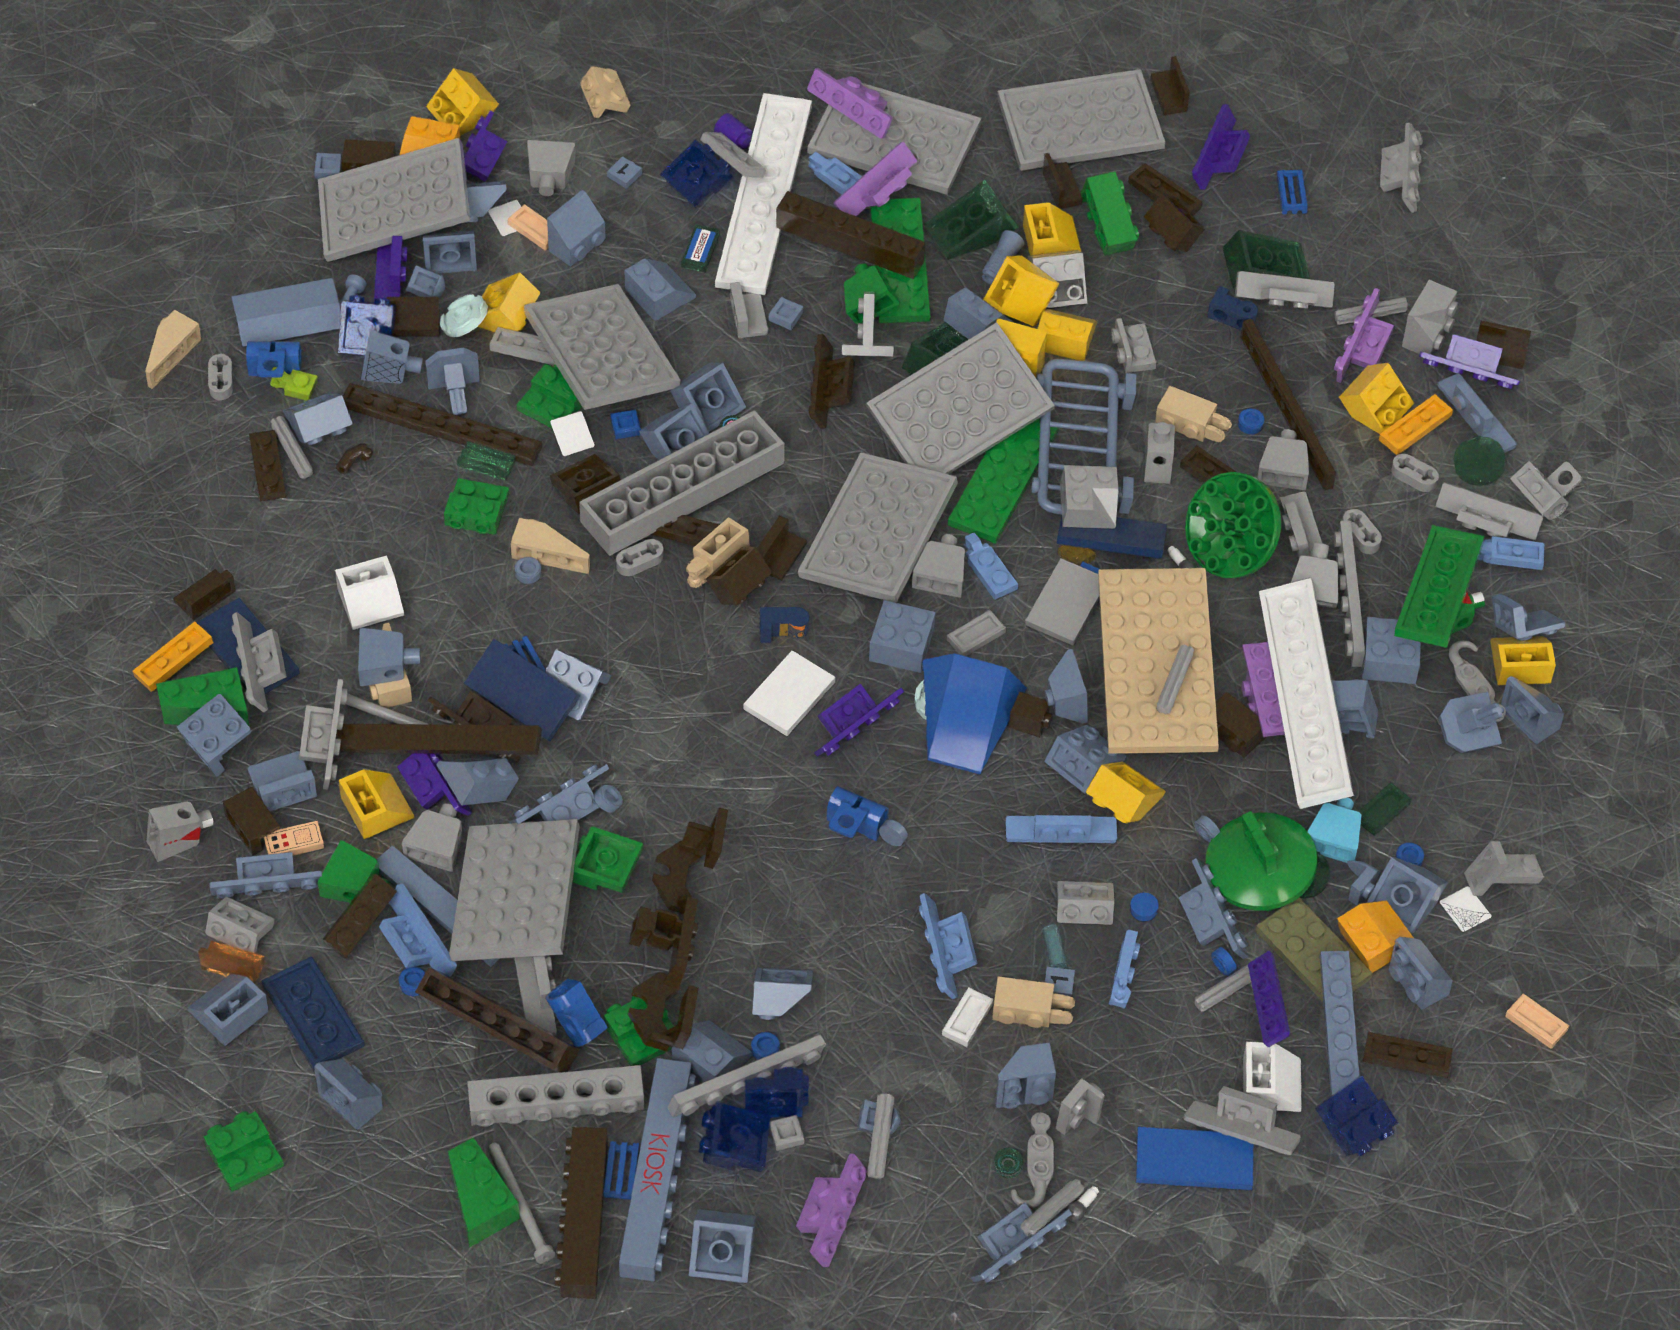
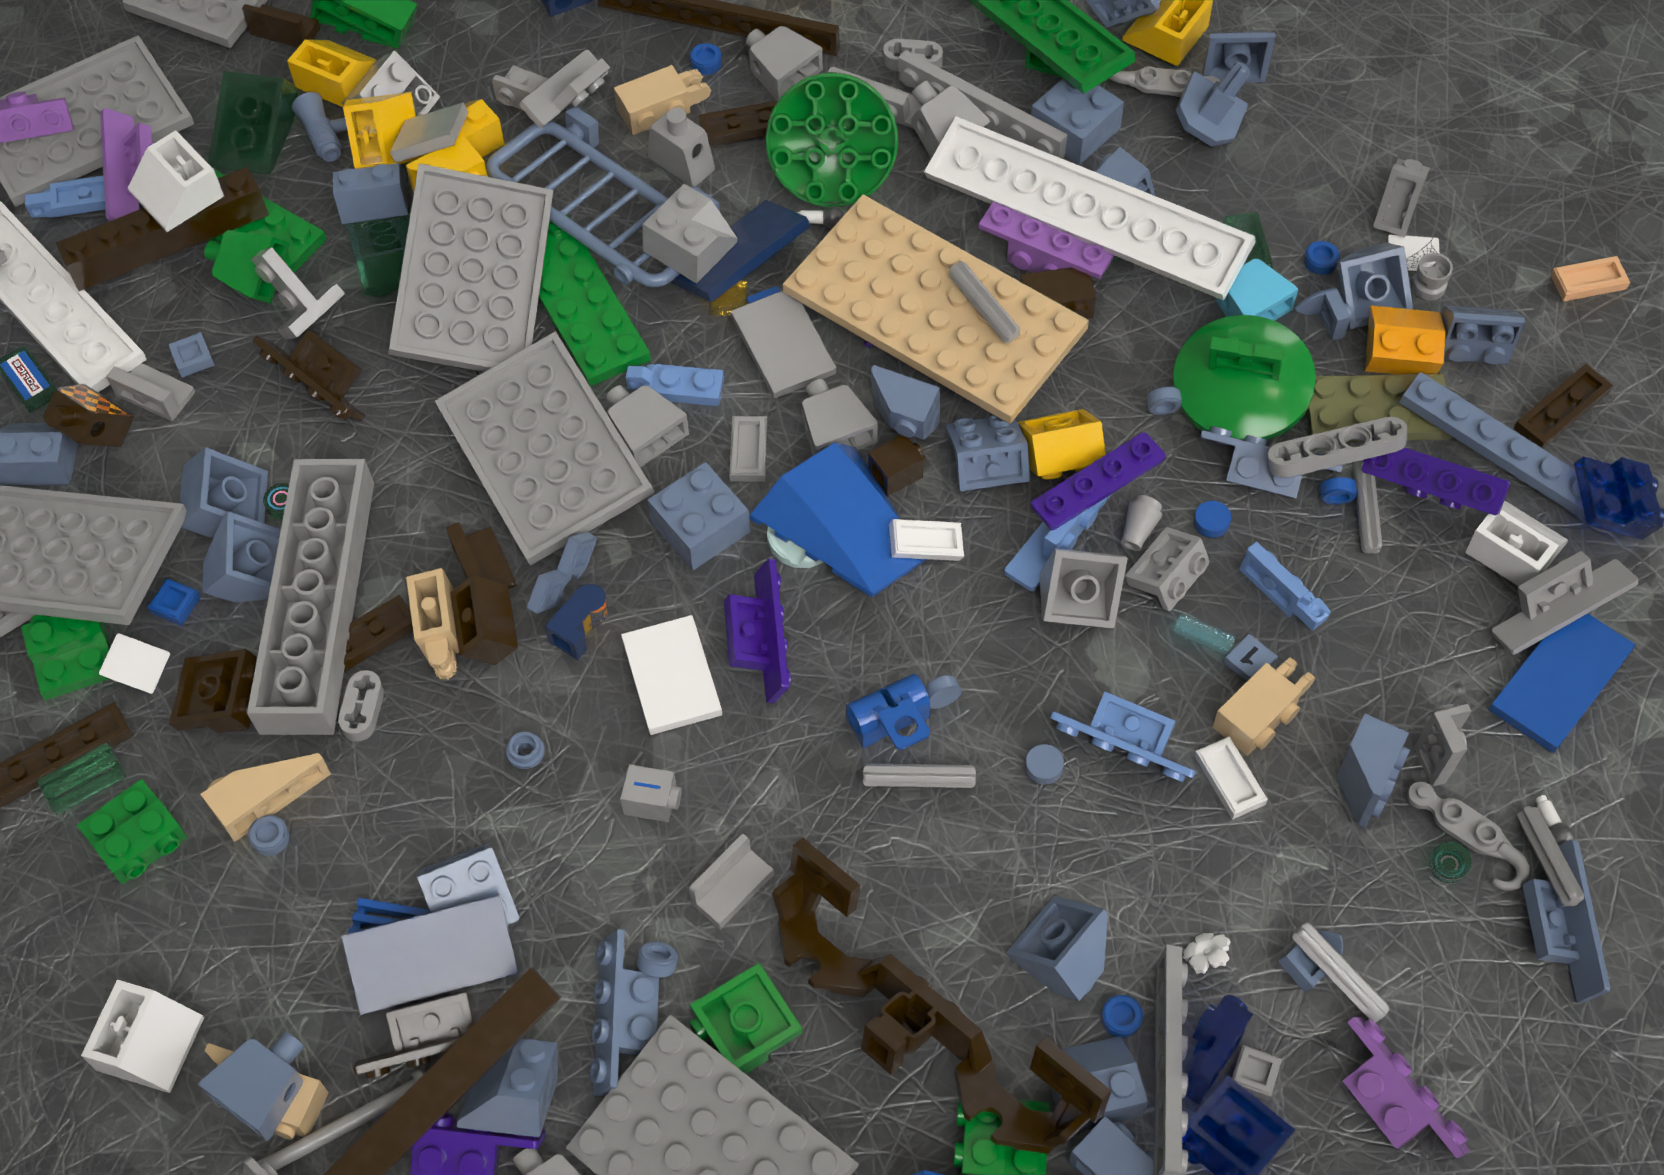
camera: 50 degrees left, 5 degrees up
(680, 647) = (522, 741): none -> sand blue plate
(683, 802) = (730, 882): none -> light grey panel
(696, 293) = (78, 409): none -> dark brown torso
(703, 729) = (650, 793): none -> light grey brick
(789, 595) = (574, 561): none -> sand blue tile
(831, 856) = (919, 775): none -> light grey axle
(839, 1064) = (1207, 951): none -> white plant
(872, 214) = (174, 182): none -> white slope
(893, 915) = (1044, 764): none -> sand blue tile
(989, 762) = (926, 540): none -> white tile
(1024, 861) = (1082, 587): none -> light grey slope
(1033, 662) = (836, 417): none -> light grey torso
(1035, 313) = (429, 132): none -> light grey tile
(1100, 819) = (1098, 481): none -> dark purple bracket
(1105, 867) = (1140, 521): none -> light grey cone
(1144, 360) = (565, 88): none -> light grey bracket
(1269, 949) = (1339, 451): none -> light grey beam
(1446, 925) = (1432, 276): none -> light grey wheel

